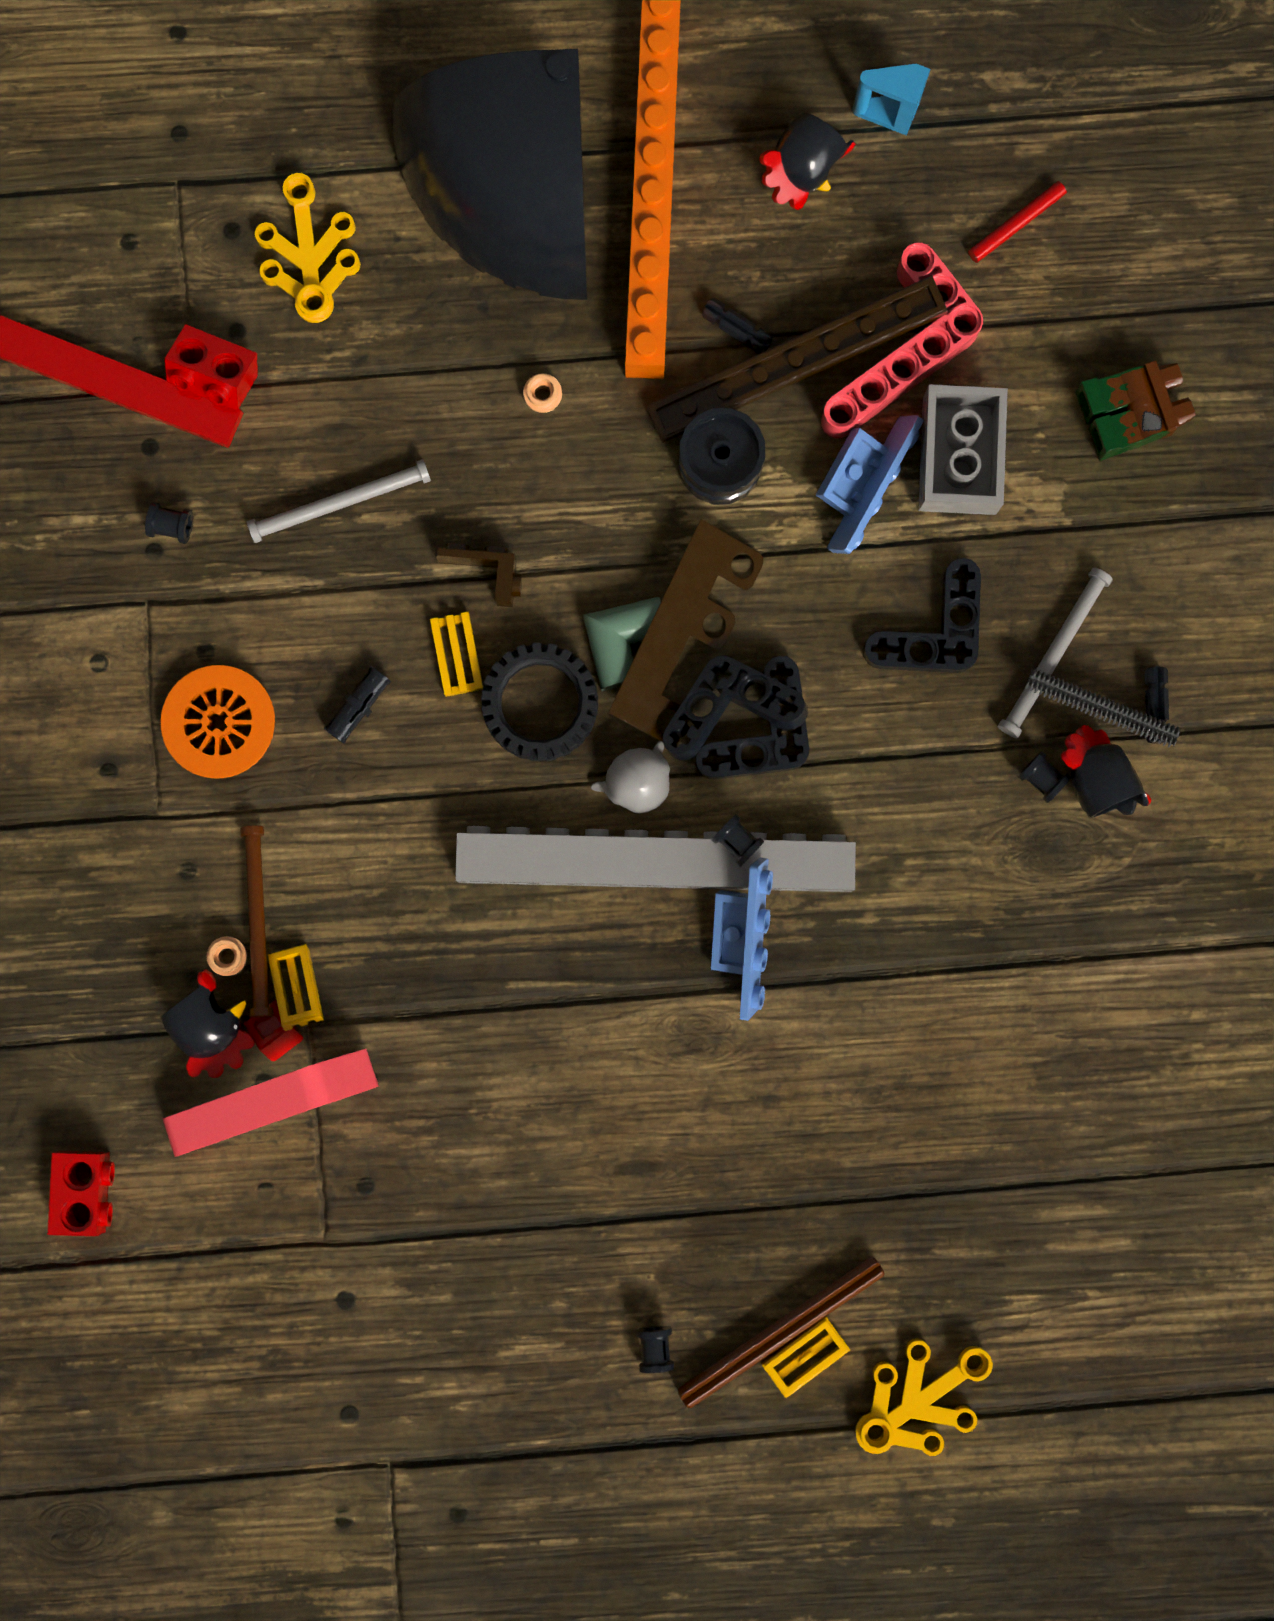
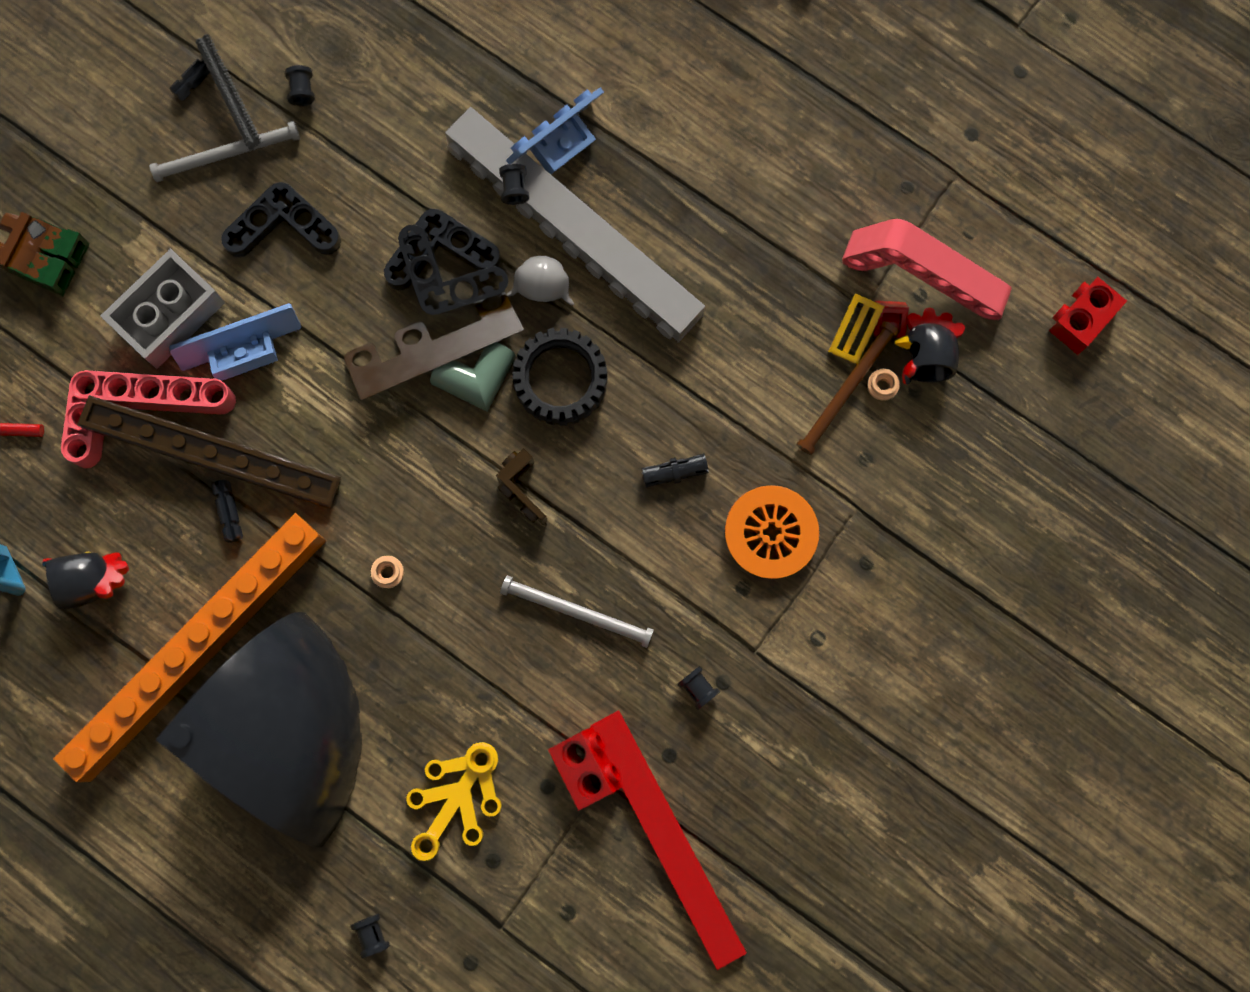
camera: 140 degrees left, 5 degrees down
(282, 80) = (370, 936): none -> black bush
(450, 622) = (598, 428): yellow tile -> none
(709, 437) = (294, 427): black wheel -> none
(1102, 774) = (265, 55): black piece -> none

